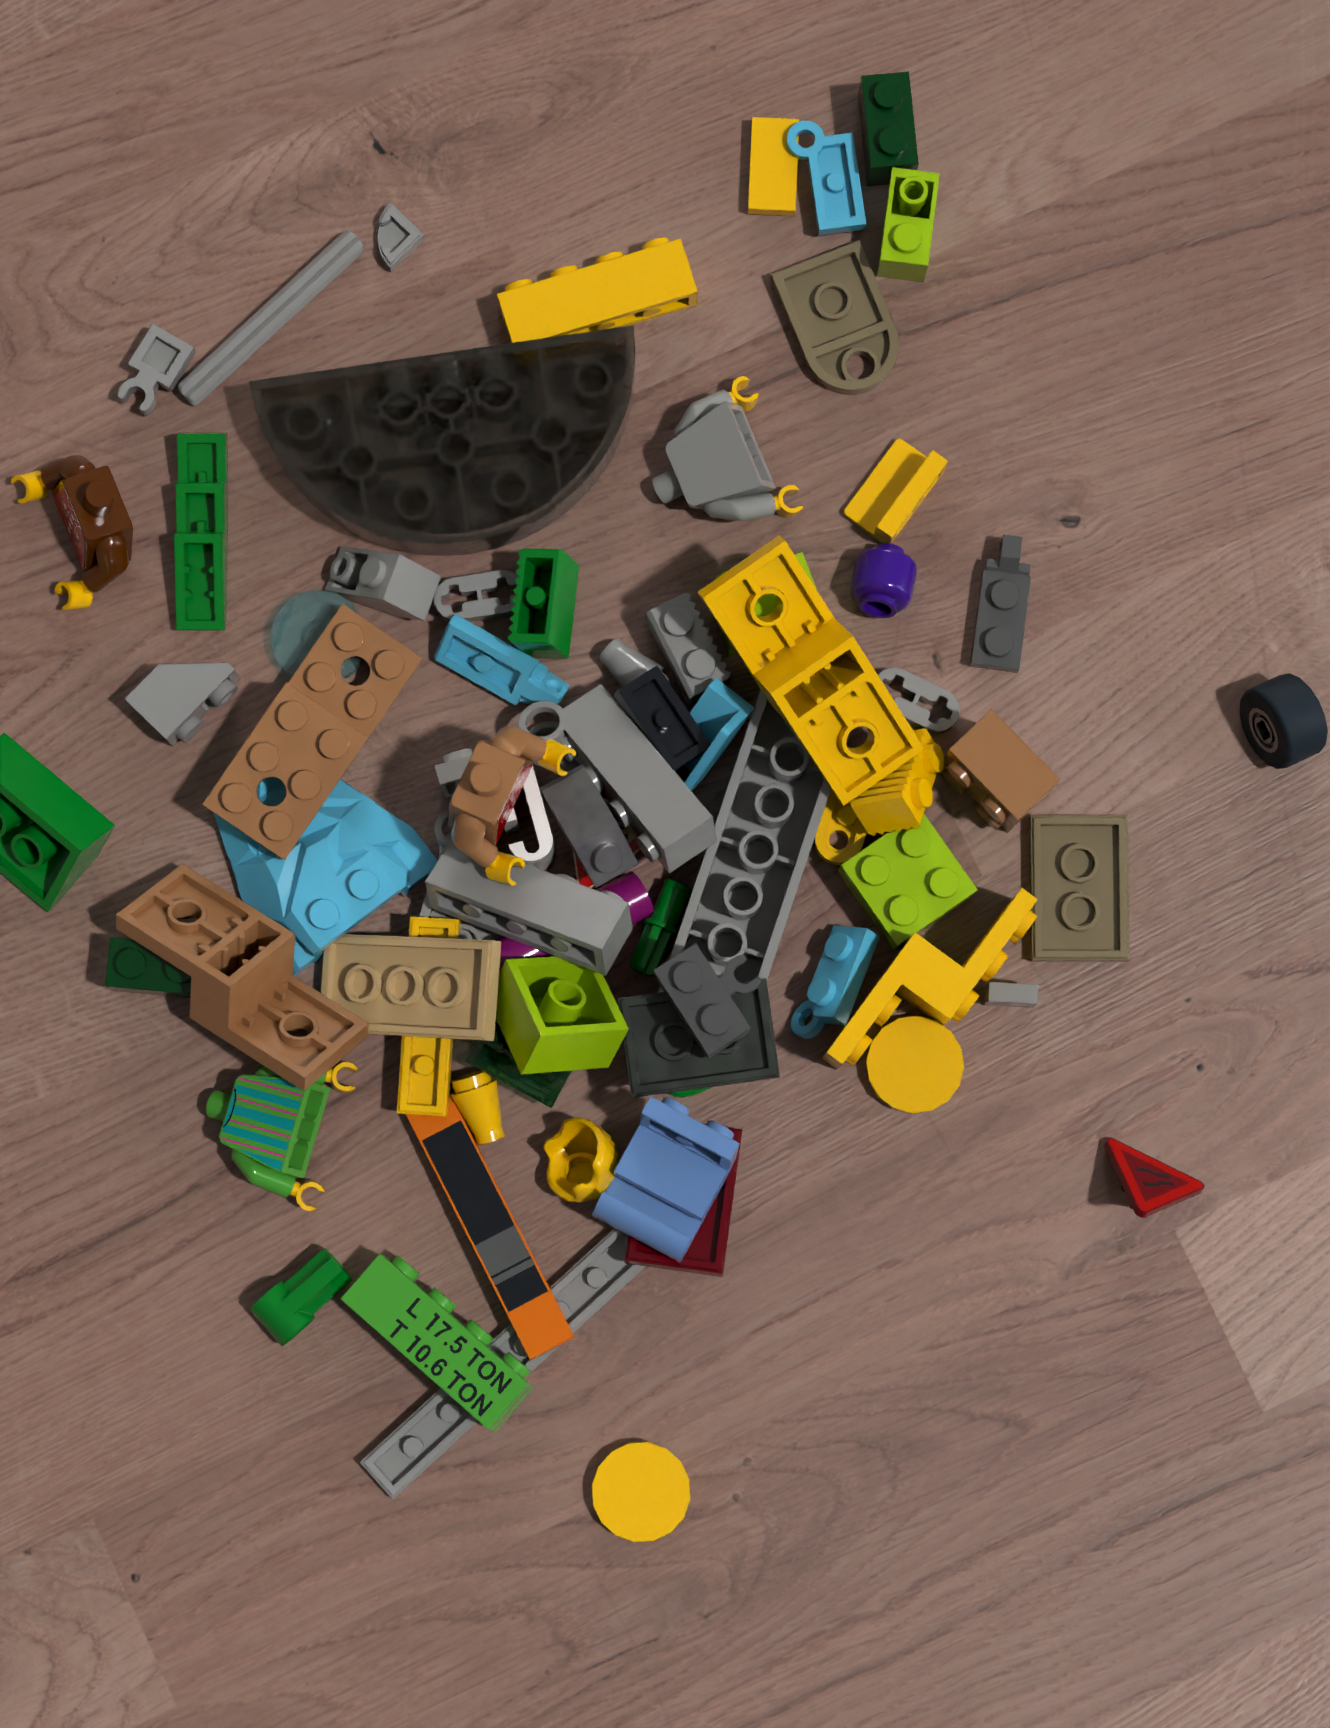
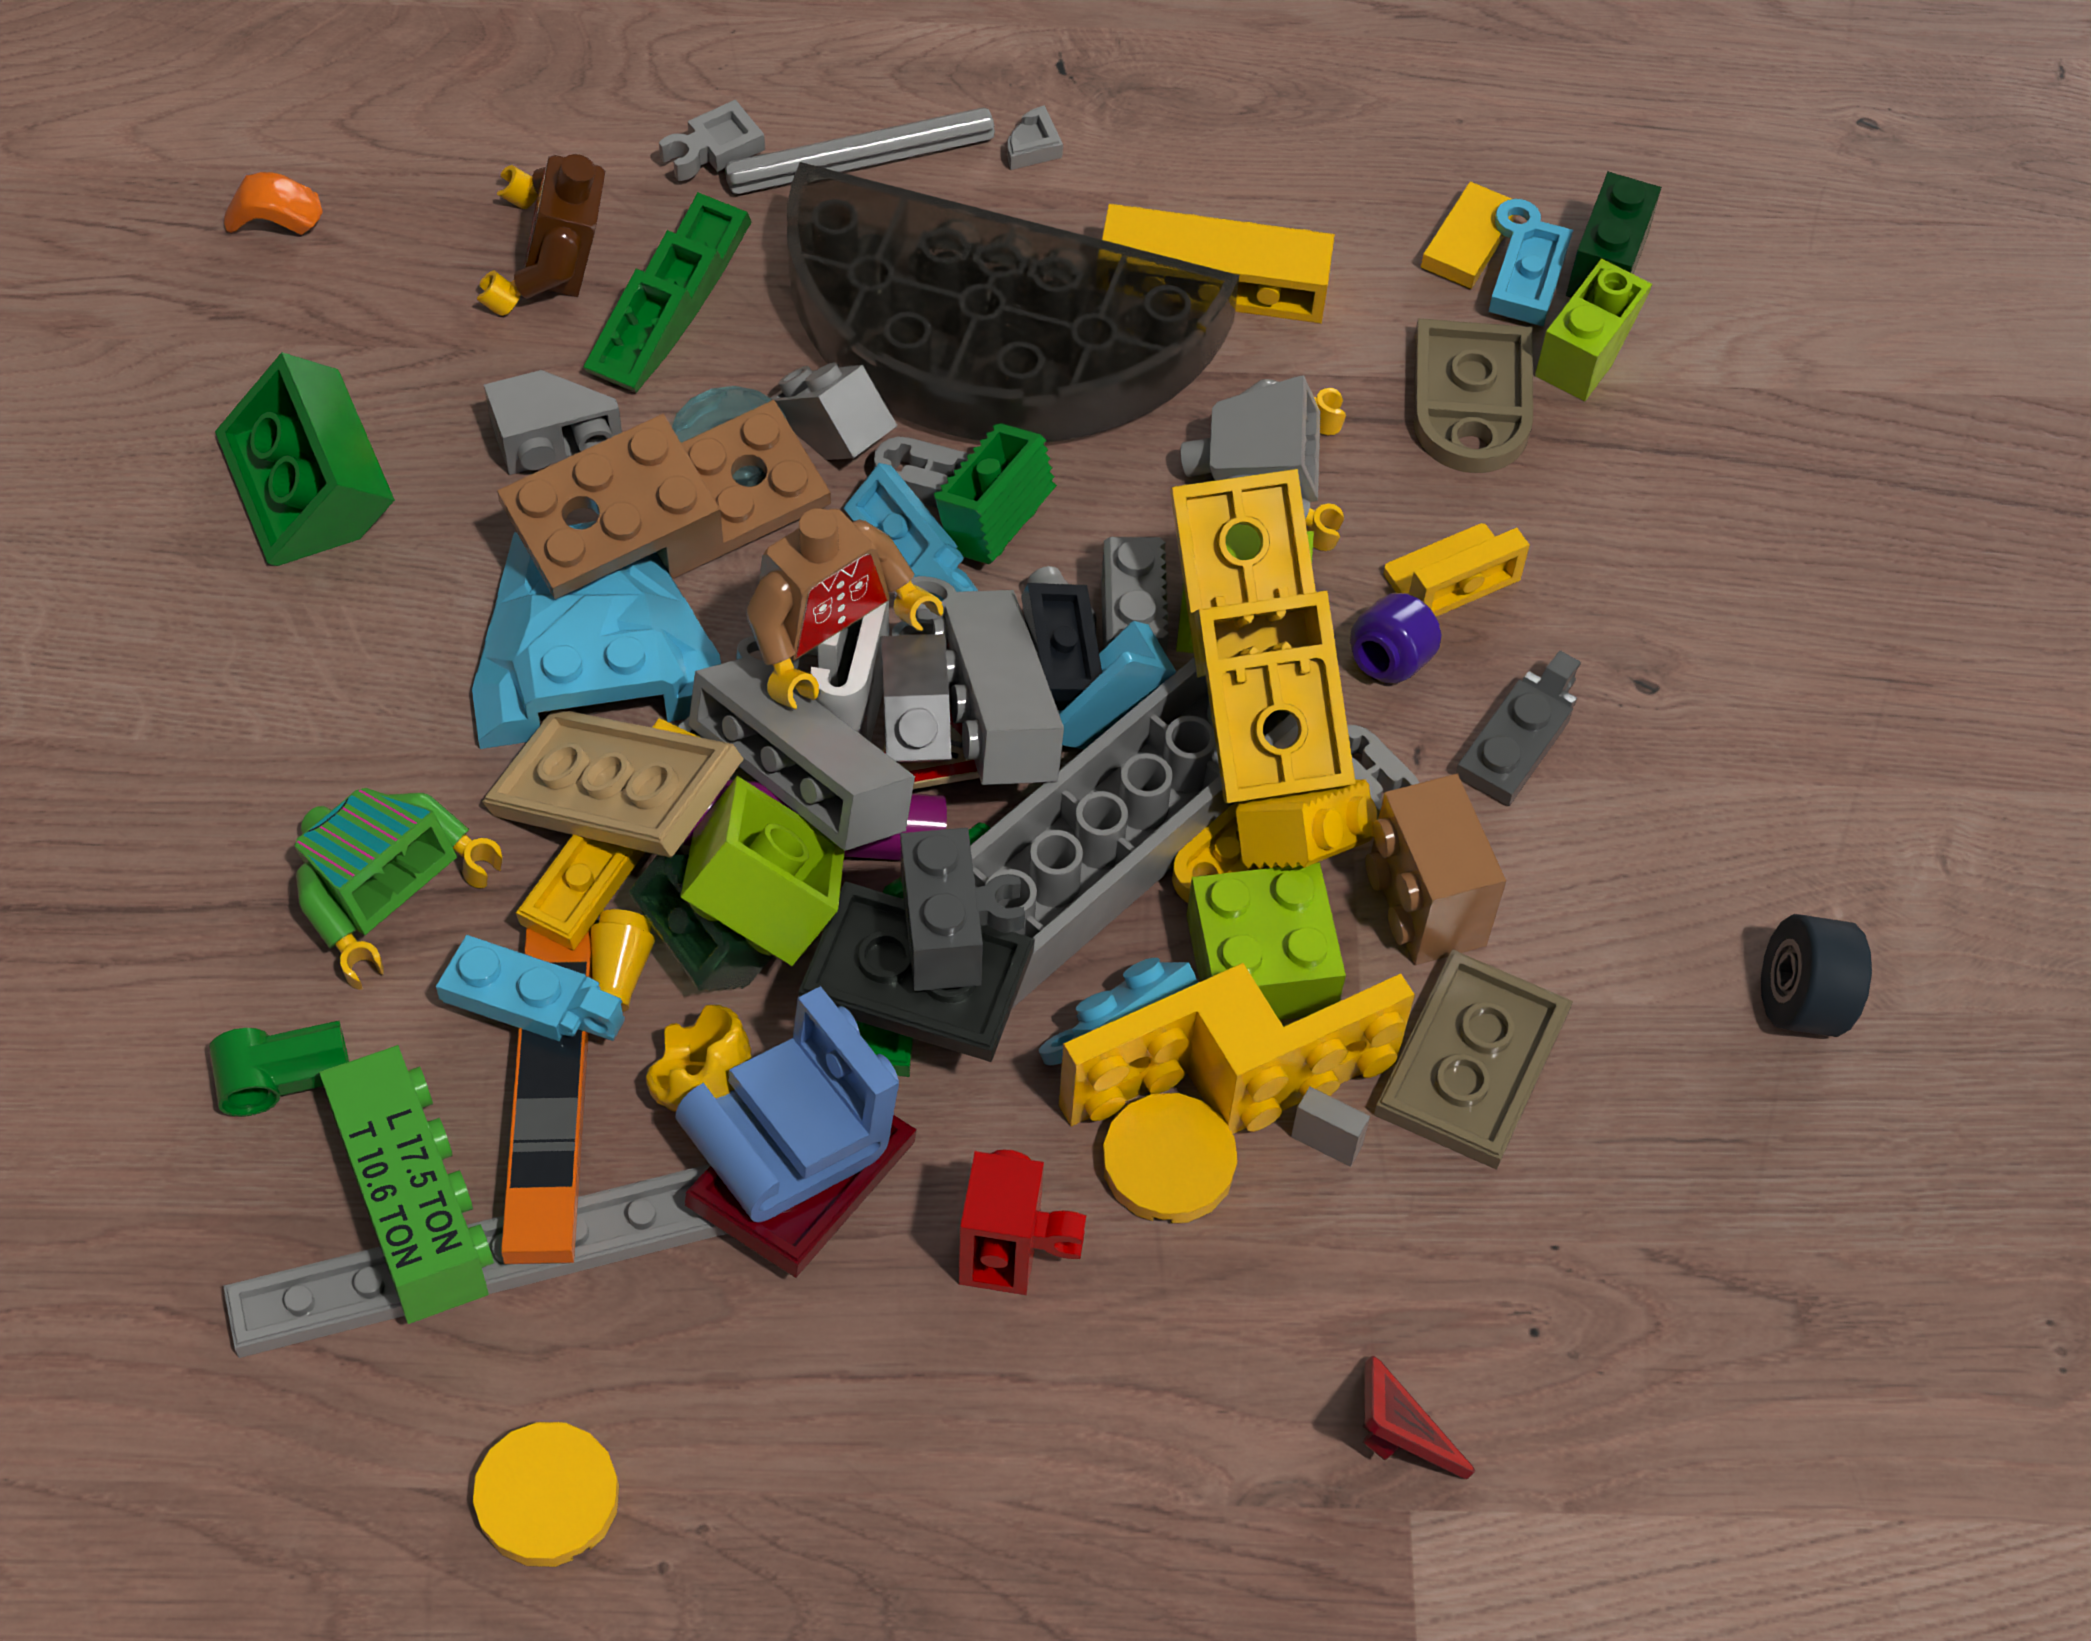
camera: 25 degrees right, 25 degrees down
(141, 971) = (349, 656): dark green brick -> none
(242, 976) = (431, 687): medium nougat bracket -> none
(437, 1167) = (527, 992): none -> medium azure hinge
(841, 1179) = (1006, 1223): none -> red brick

